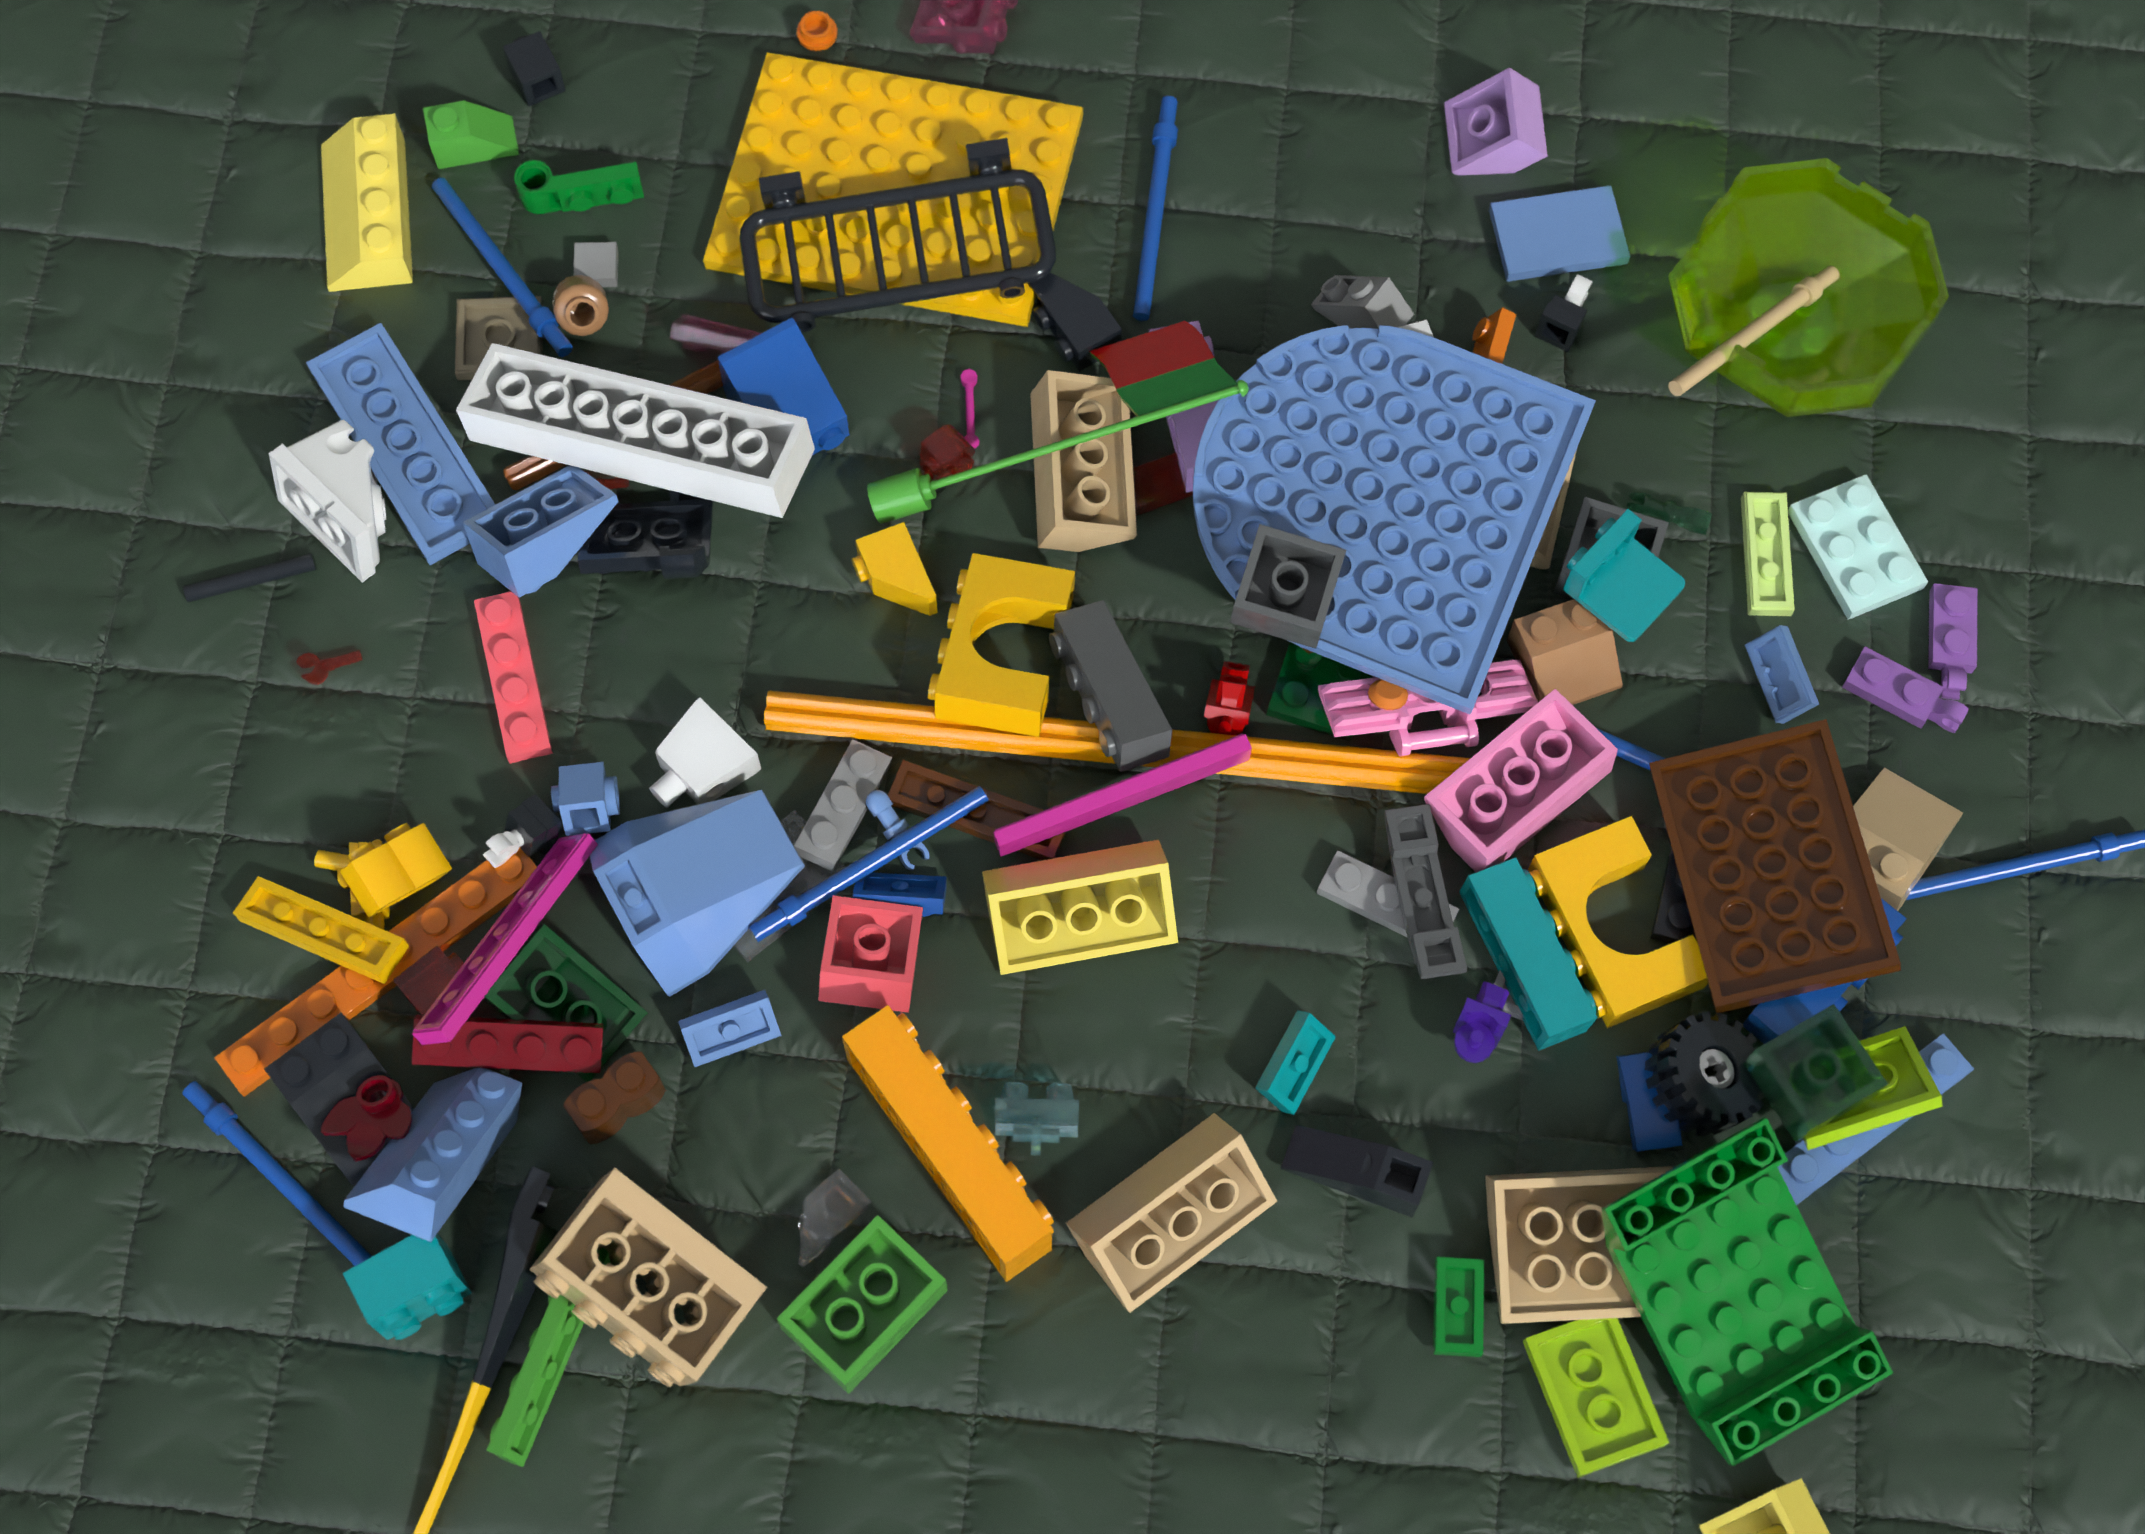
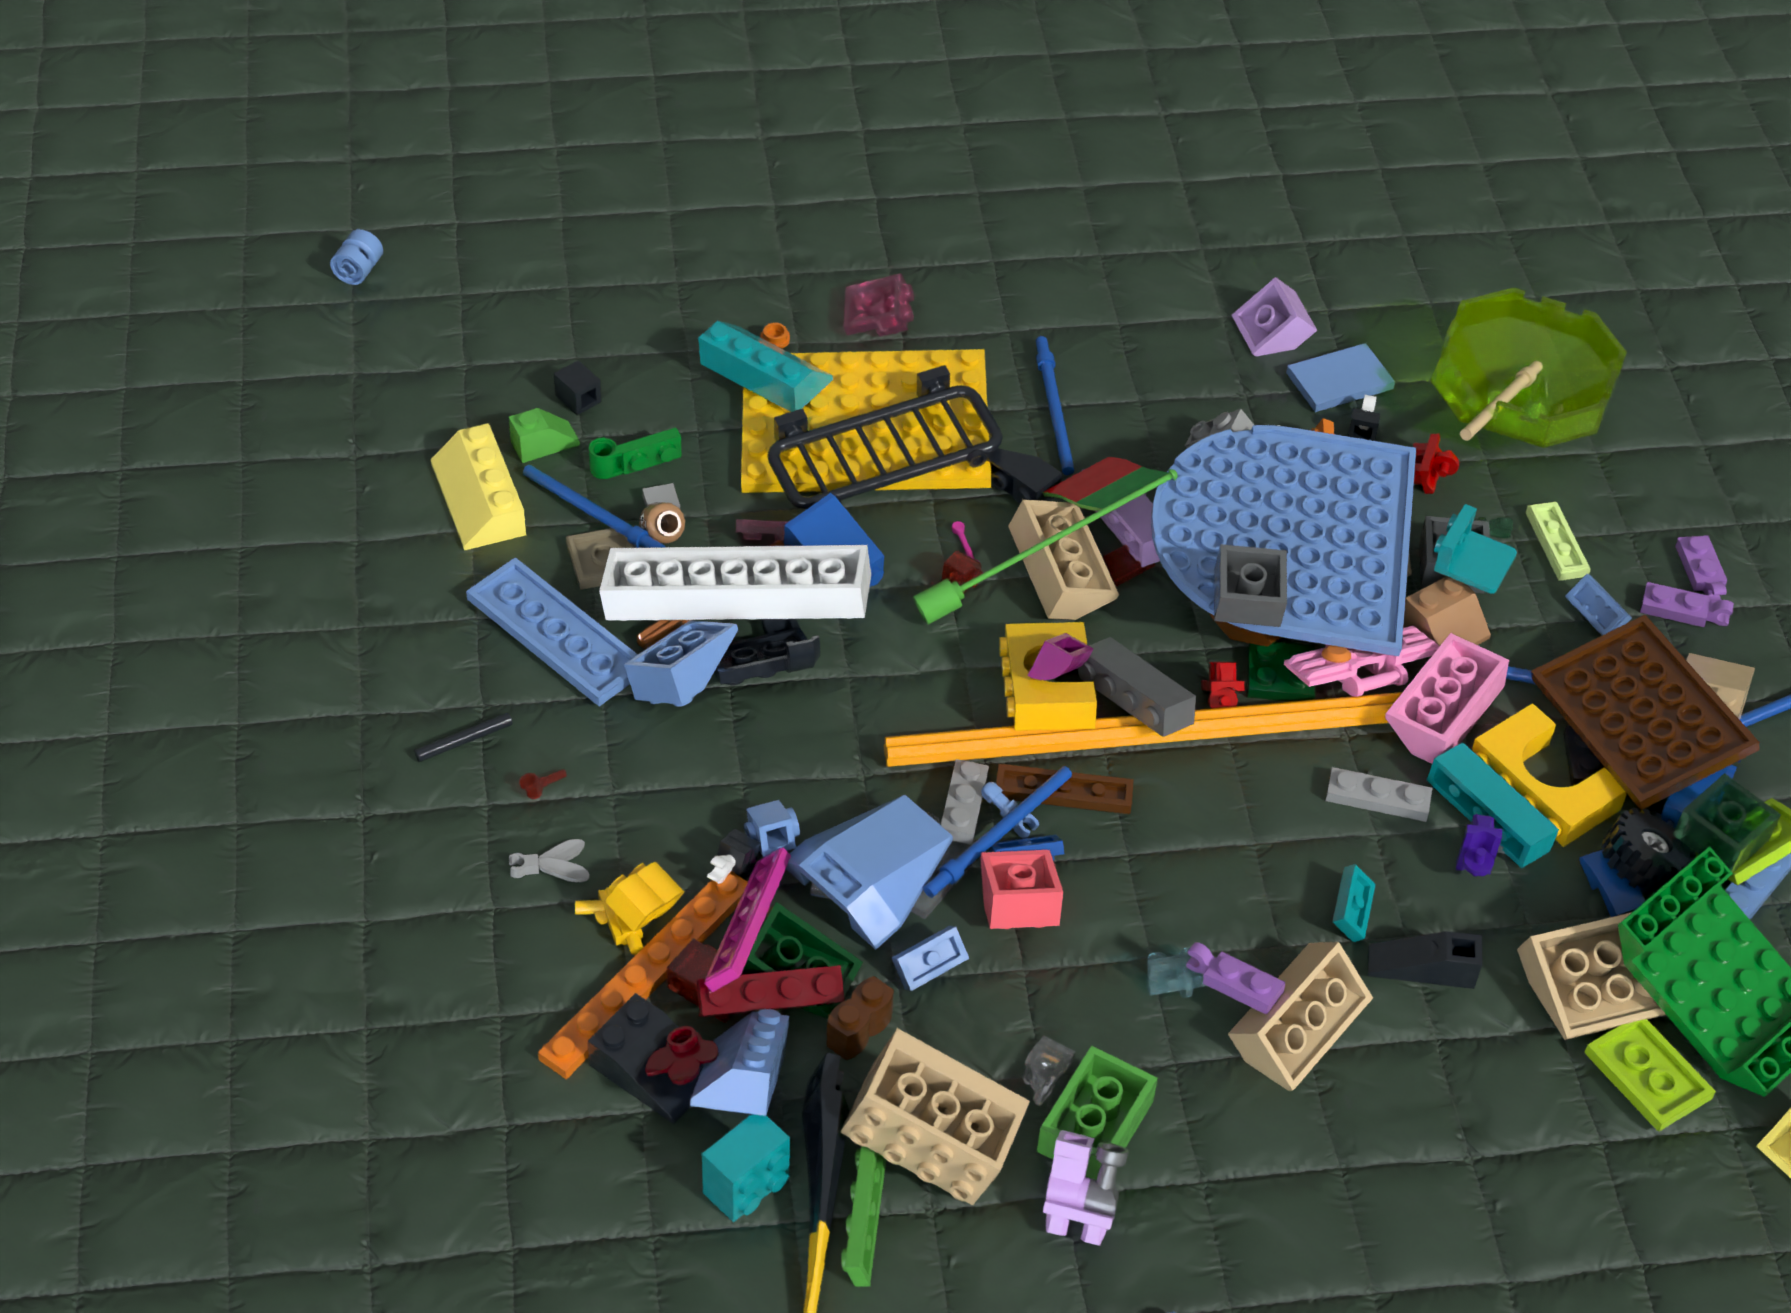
camera: 15 degrees left, 20 degrees down
(223, 1120) = (557, 1095): blue bar -> none
(310, 785) = (552, 862): none -> light grey piece
(321, 929) = (598, 947): yellow plate -> none
(334, 494) = (517, 668): white piece -> none
(513, 677) = (686, 766): coral plate -> none
(702, 758) = (850, 787): white torso -> none
(778, 81) = (761, 366): none -> teal slope
(797, 1420) = (1081, 1198): none -> lavender hips
(895, 569) = (951, 648): yellow slope -> none
(948, 1143) = (1124, 995): light orange brick -> none
(1016, 631) = (1059, 657): none -> magenta brick
(1080, 906) = (1162, 834): light yellow slope -> none
(1093, 1159) = (1236, 978): none -> medium lavender plate
(1122, 794) = (1169, 751): dark pink tile -> none
(1422, 892) = (1403, 776): dark grey slope -> none
(1458, 1307) = (1531, 1036): green plate -> none
(1637, 405) = (1432, 463): none -> red hips
(1857, 546) = (1617, 526): light aqua plate -> none

